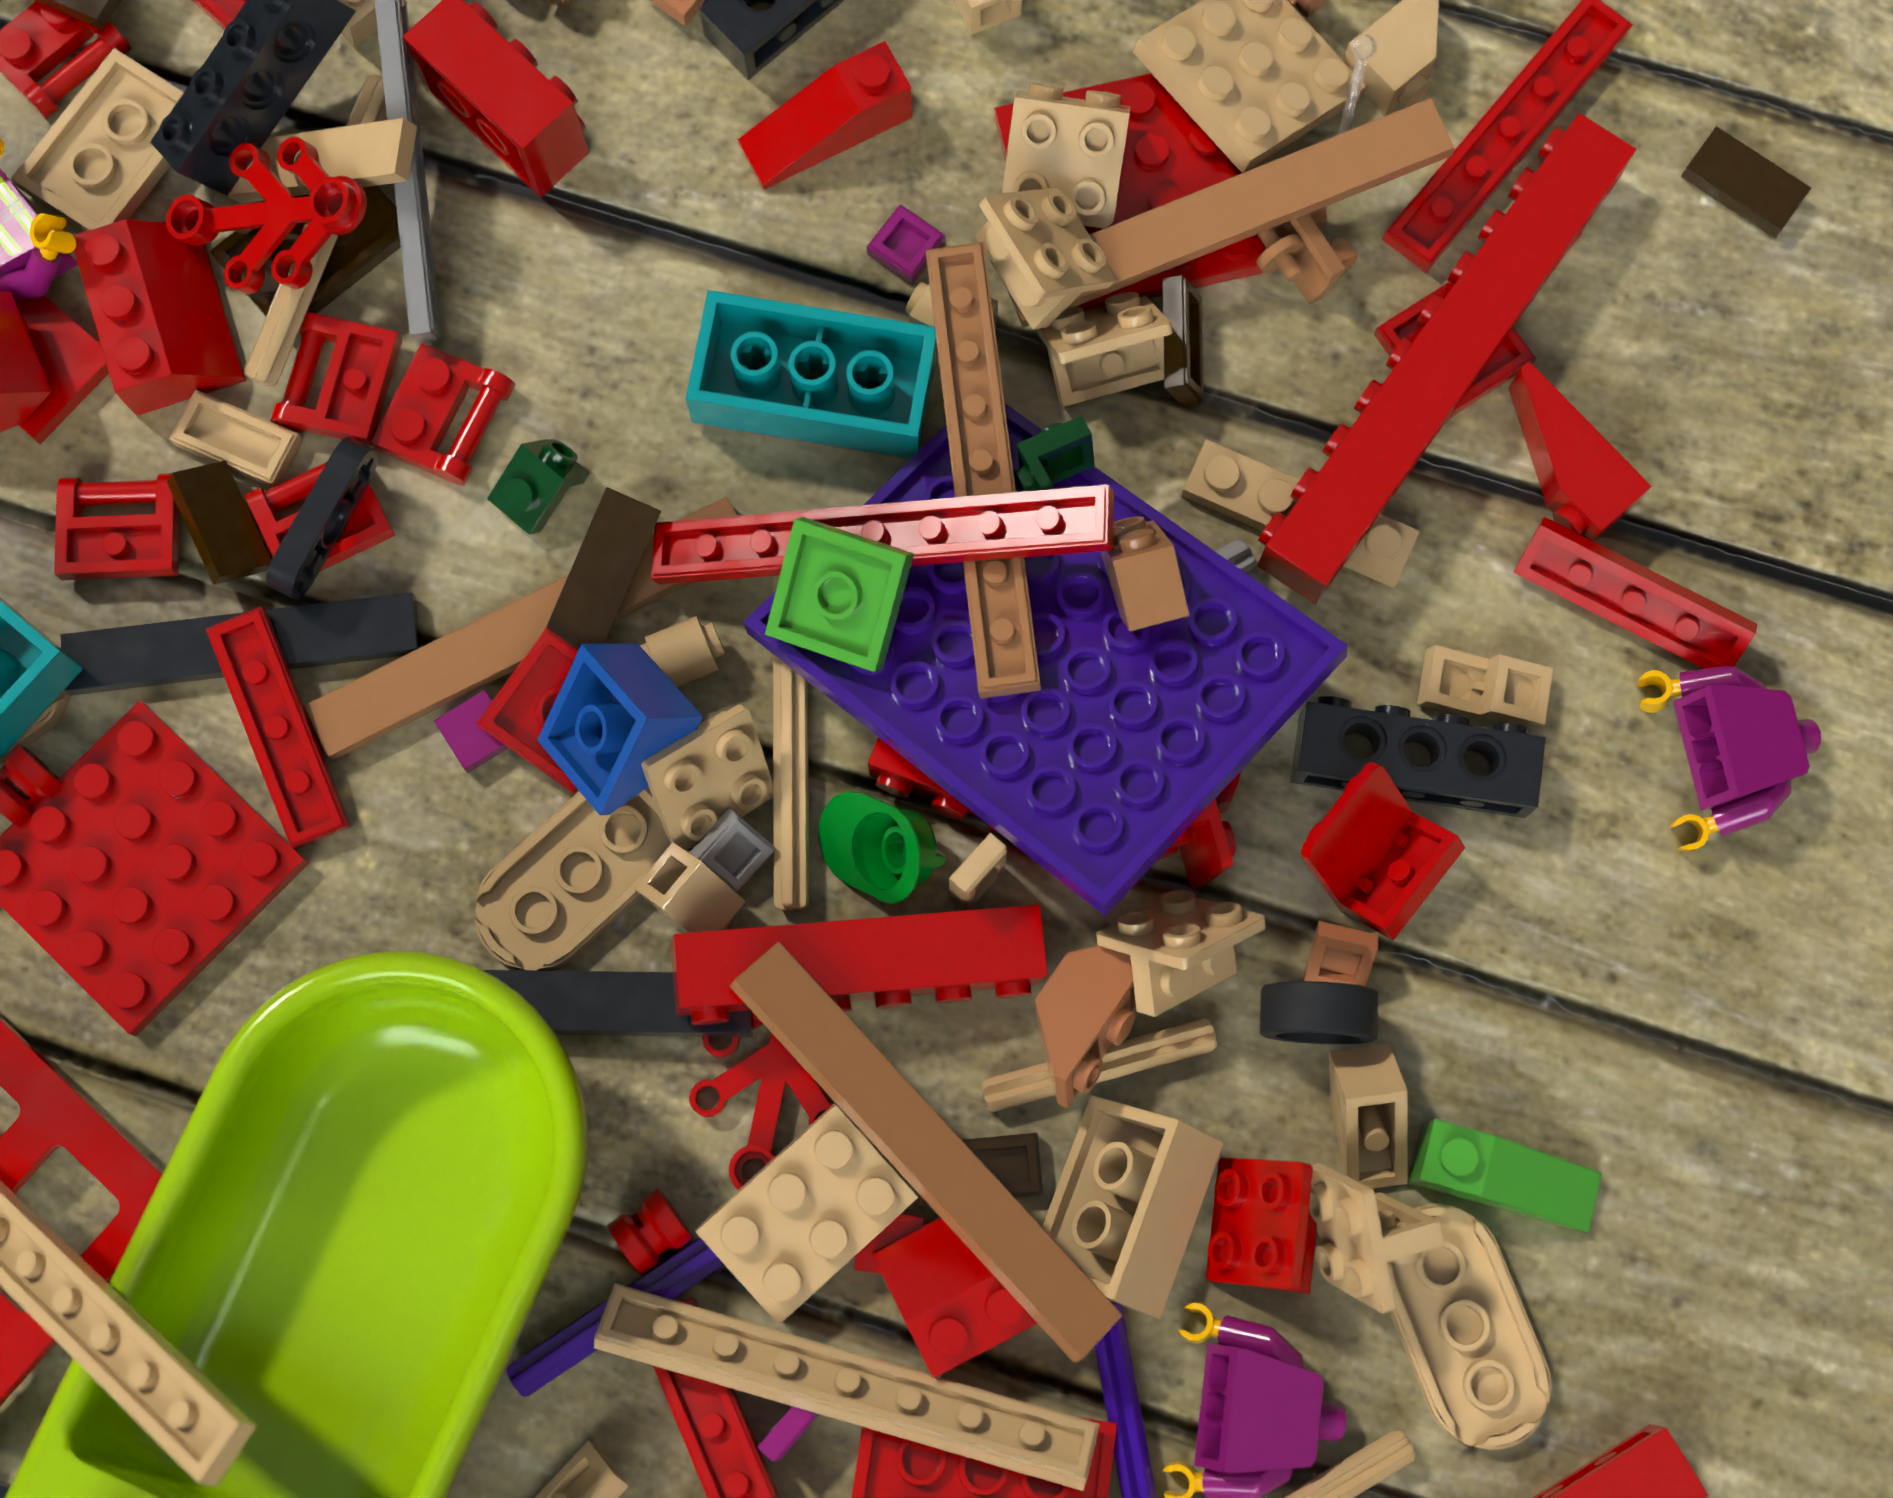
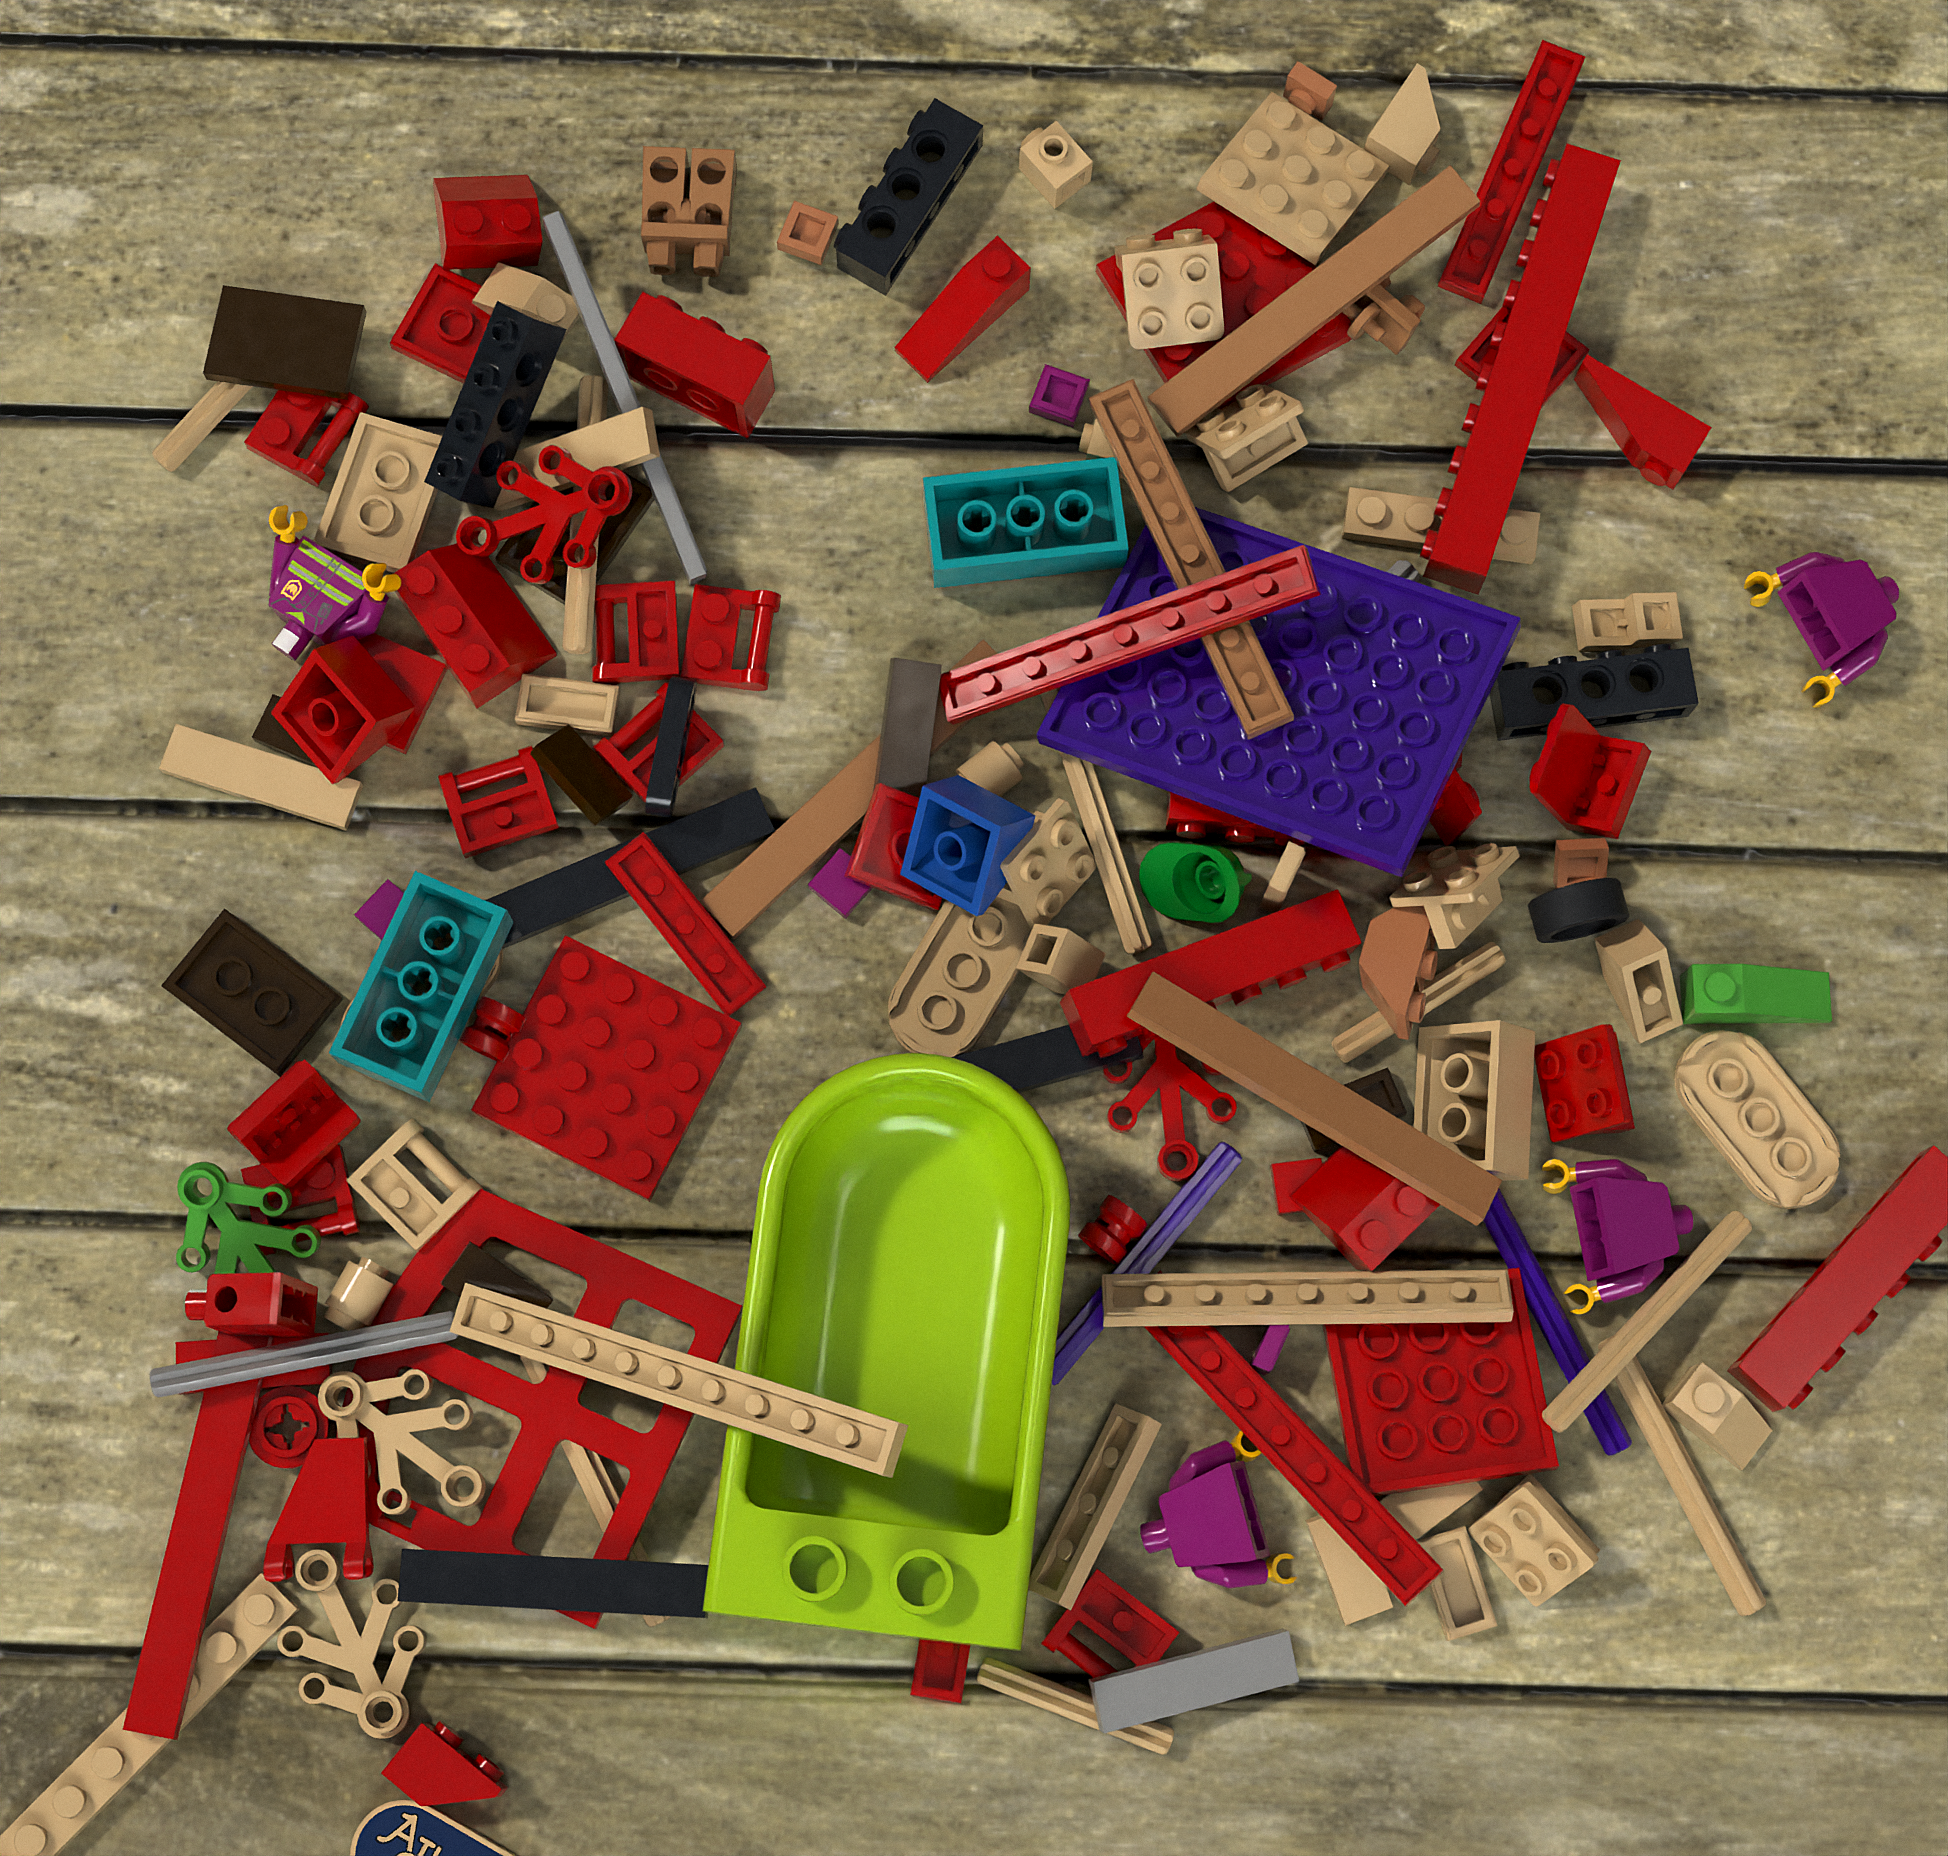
camera: 20 degrees left, 0 degrees up
(536, 482) = (826, 671): dark green bracket -> none
(733, 849) = (1082, 914): light grey tile -> none
(806, 1214) = (1231, 1178): tan plate -> none
(839, 594) = (1112, 689): bright green plate -> none
(1041, 252) = (1181, 374): tan bracket -> none
(1054, 455) = (1241, 533): dark green bracket -> none
(1144, 574) = (1348, 607): medium nougat slope -> none
(1185, 345) = (1311, 421): dark brown tile -> none
(1363, 48) = (1381, 137): clear hinge -> none
(1364, 1234) = (1665, 1068): tan bracket -> none
(1634, 597) = (1722, 518): red plate -> none
(1745, 182) = (1712, 161): dark brown tile -> none

